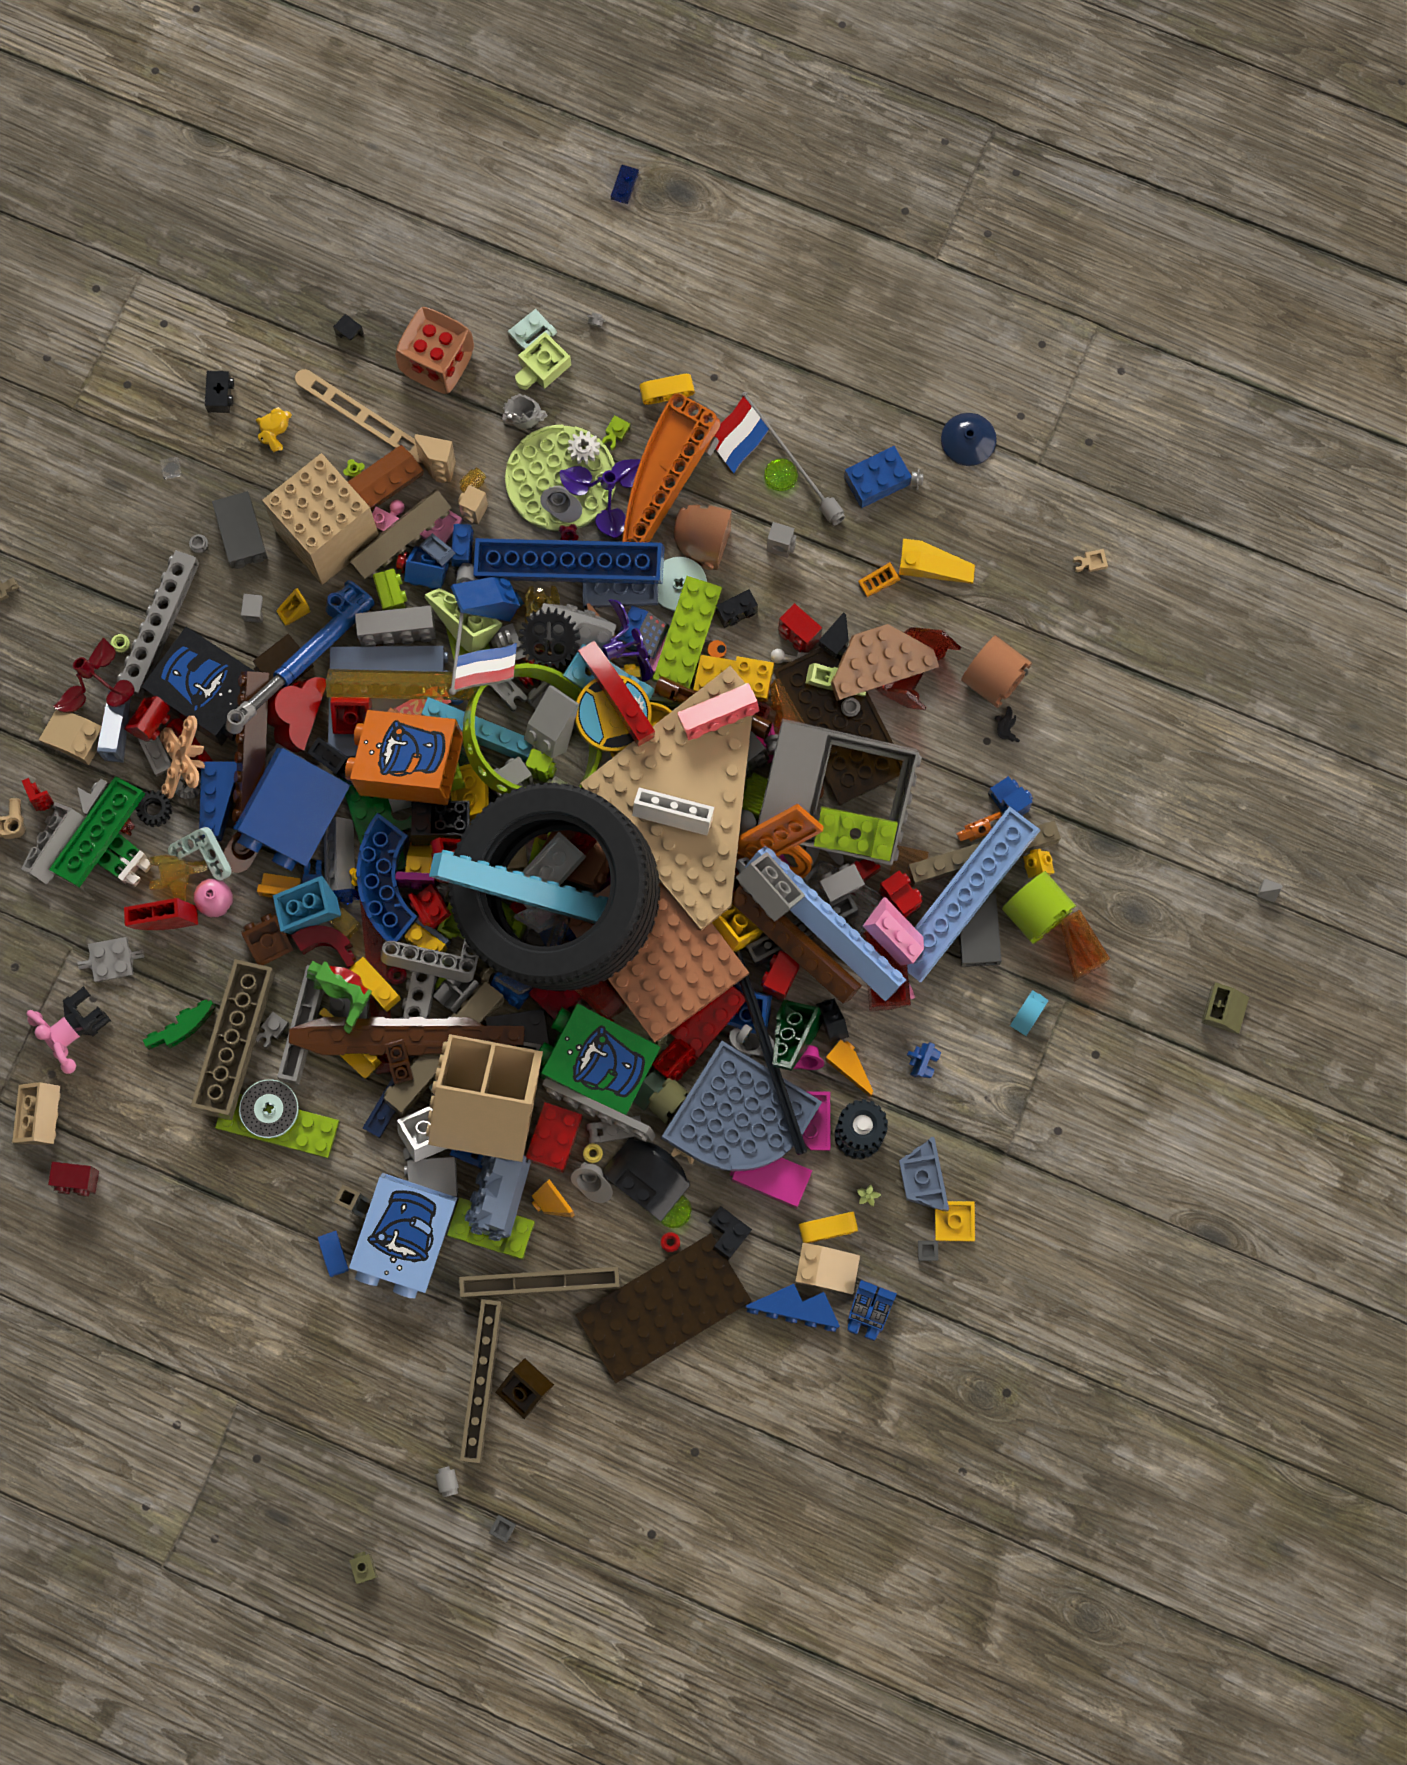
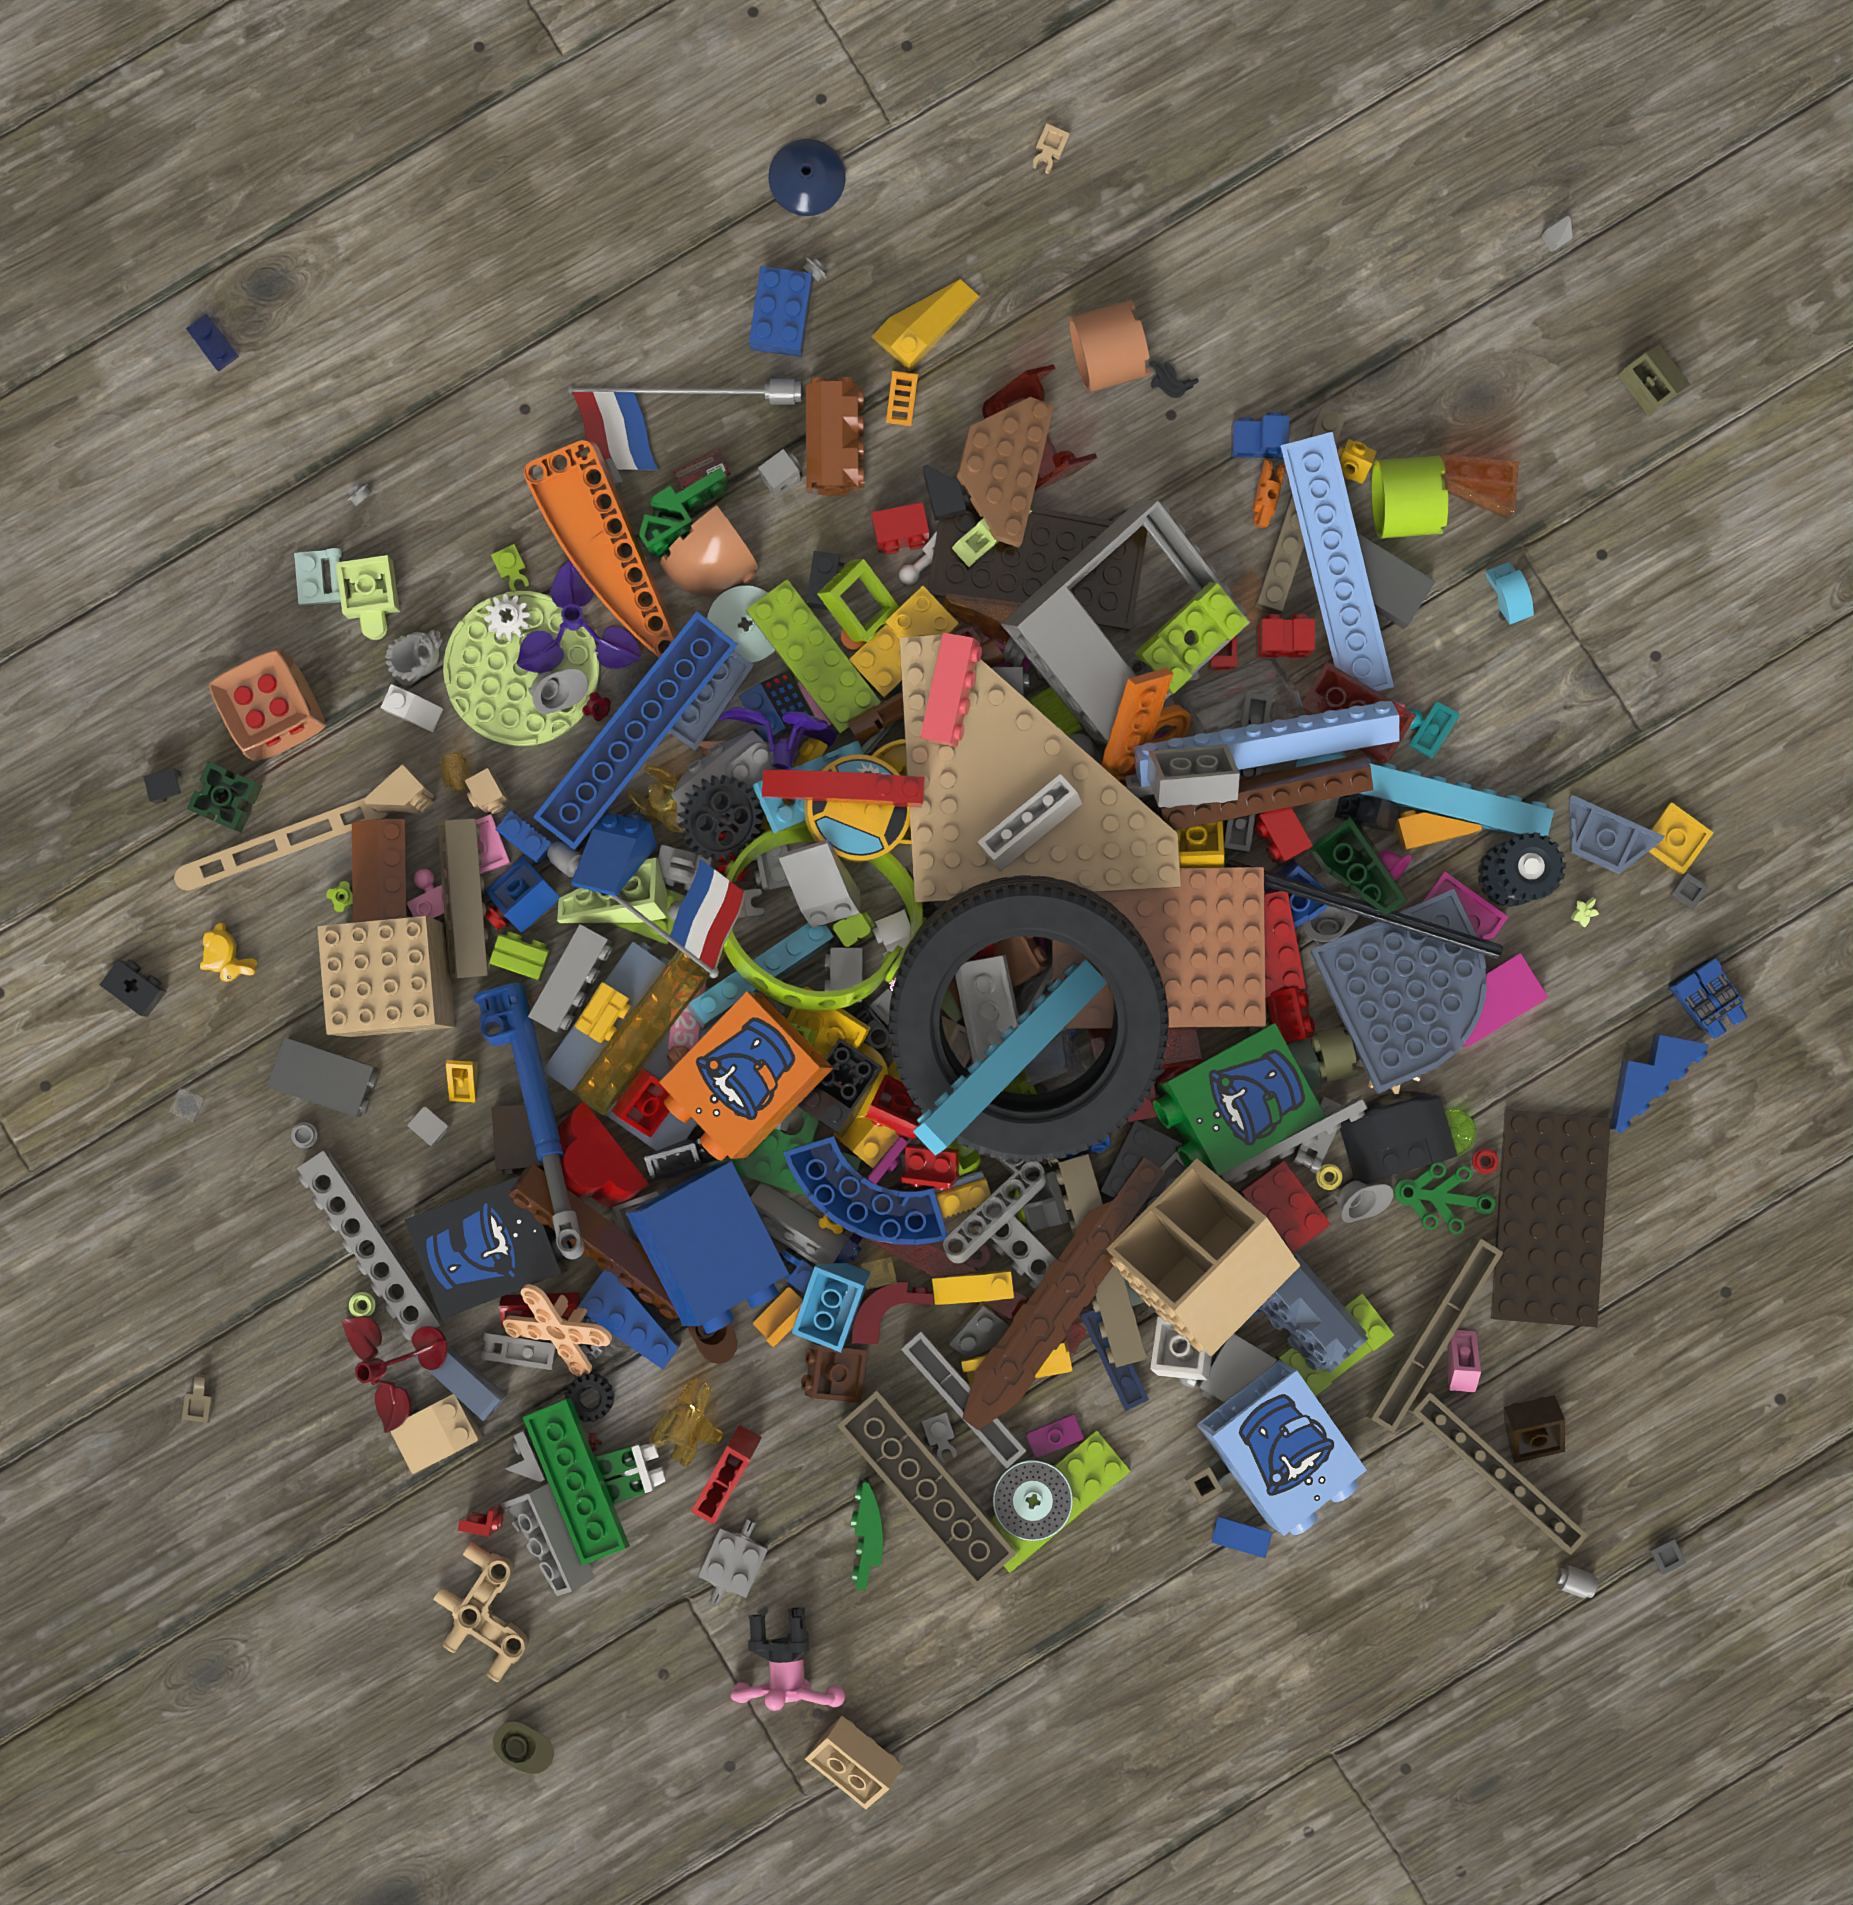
camera: 60 degrees left, 10 degrees up
(74, 1178) = (960, 1770): dark red brick -> none
(148, 718) = (481, 1335): red brick -> none
(204, 846) = (681, 1370): light aqua beam -> none
(213, 905) = (746, 1387): bright pink cylinder -> none
(318, 1097) = (1054, 1436): none -> magenta plate
(339, 984) = (953, 1328): bright green hips -> none
(360, 374) = (219, 782): none -> dark green brick
(363, 1567) = (1606, 1734): olive brick -> none
(388, 656) = (603, 1013): none -> yellow brick
(399, 1061) = (1088, 1322): reddish brown slope -> none
(437, 549) = (512, 869): sand blue tile -> none
(492, 432) = (411, 708): none -> white slope
(536, 1313) = (1463, 1361): none -> bright pink slope
(551, 1201) = (1354, 1260): light orange slope -> none
(628, 1229) = (1439, 1197): none -> green plant
(664, 388) = (502, 472): yellow beam -> none
(718, 496) = (662, 532): none -> green piece
(729, 613) = (843, 580): none -> lime window
(733, 1232) = (1521, 1084): black plate -> none
(744, 1033) = (1321, 920): light grey tile -> none
(750, 499) = (700, 468): none -> tile
(780, 474) = (697, 418): clear neon green wheel -> none
(824, 555) = (833, 436): none -> dark orange brick
(827, 1268) = (1632, 1013): tan slope -> none
(828, 1227) = (1590, 979): yellow beam -> none
(841, 883) = (1228, 692): light grey brick -> none
(850, 707) = (1033, 537): light grey plate -> none
(873, 1060) = (1451, 801): none -> medium azure brick
(895, 933) = (1332, 674): bright pink slope -> none
(910, 1024) = (1433, 729): none -> teal plate
(920, 1060) = (1479, 746): blue hips -> none

